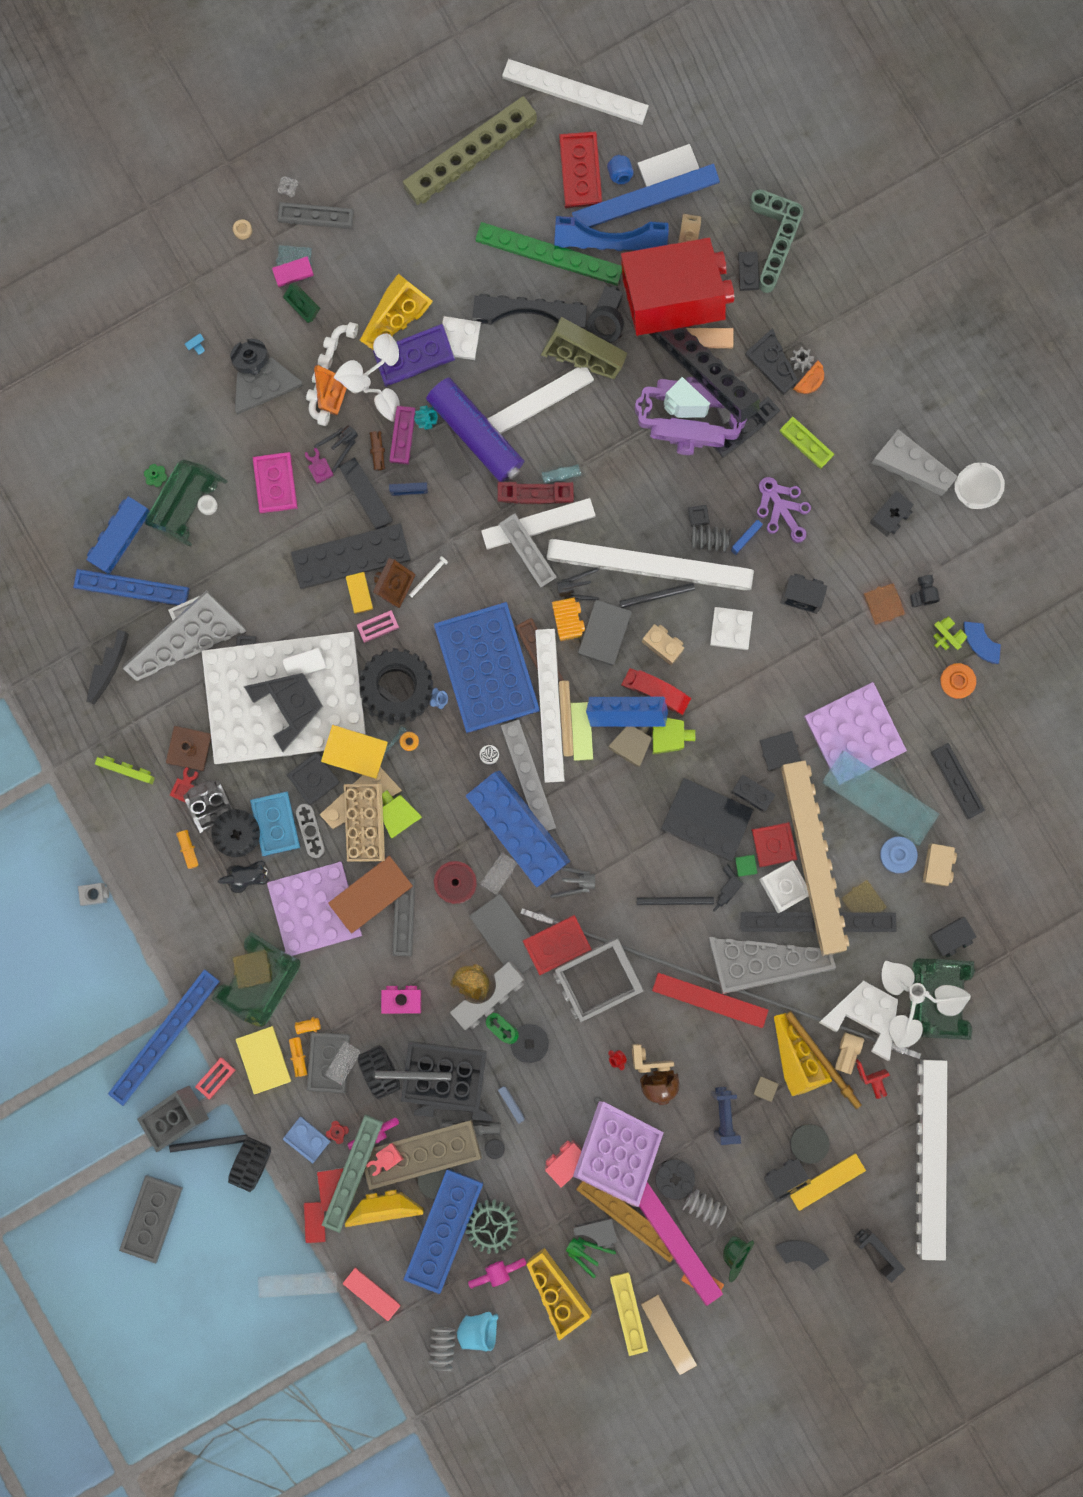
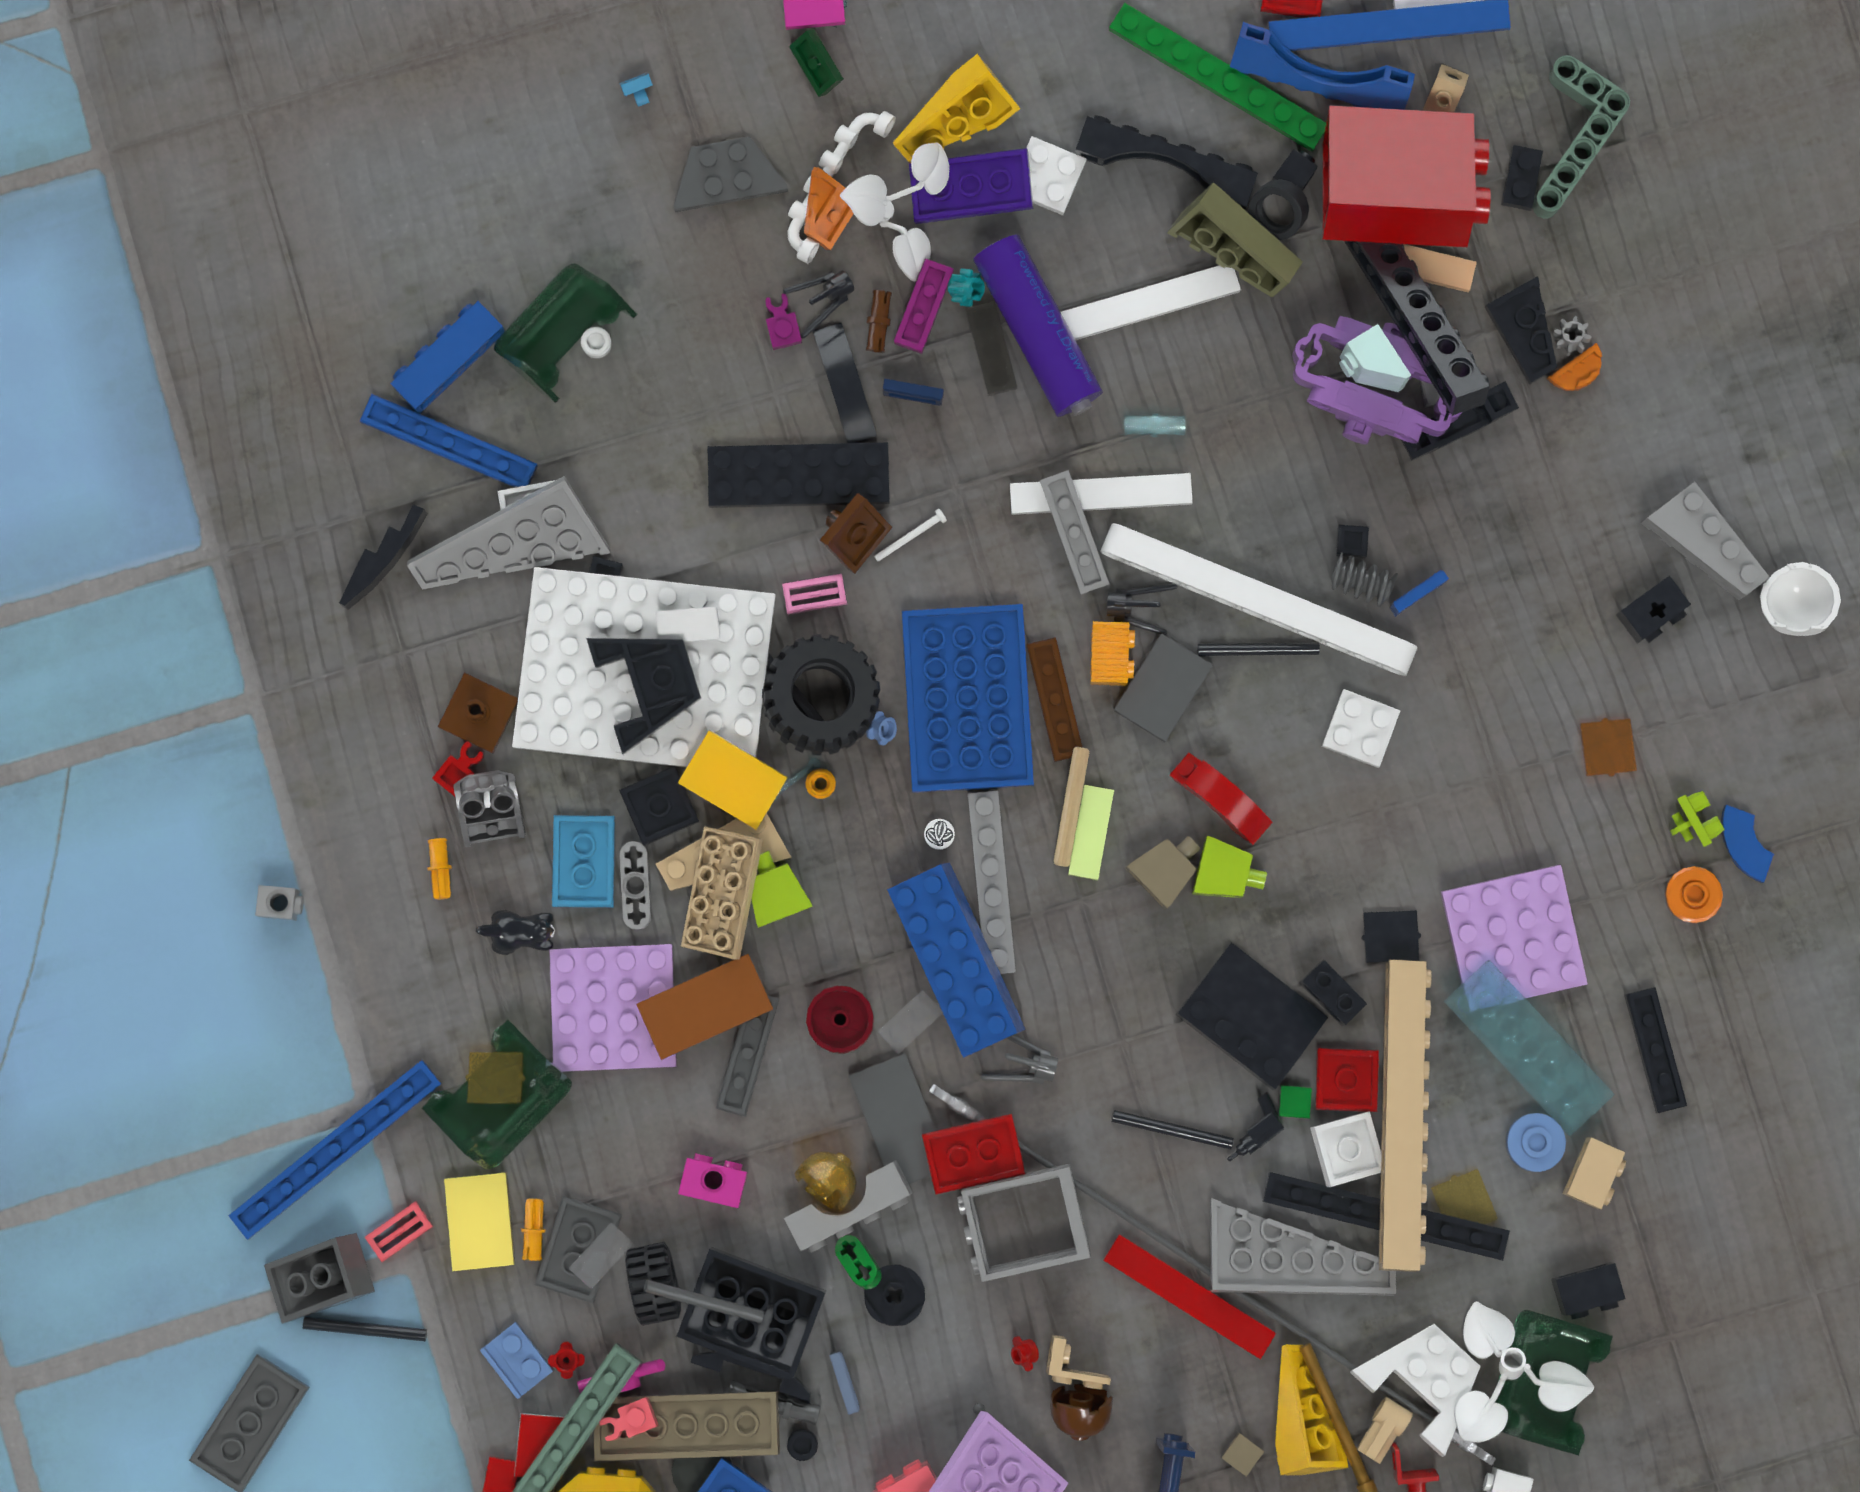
camera: 10 degrees right, 0 degrees up
(125, 769) = (373, 722): lime plate -> none
(156, 479) = (530, 283): green plant -> none
(224, 827) = (501, 853): black wheel -> none
(249, 1164) = (421, 1377): black tyre -> none
(253, 364) = (717, 142): black plate -> none
(275, 482) = (708, 332): dark pink tile -> none
(308, 1025) = (560, 1185): light orange pin -> none
(359, 592) = (798, 535): yellow tile -> none
(535, 493) = (1107, 445): dark red slope -> none
(550, 705) = (1051, 780): white plate -> none
(627, 711) = (1168, 819): blue brick -> none
(662, 644) = (1249, 728): tan brick -> none
(782, 506) = (1484, 557): medium lavender plant -> none
(804, 593) = (1486, 702): black brick -> none
(806, 442) = (1547, 467): lime plate -> none
(927, 595) = (1678, 749): black piece -> none

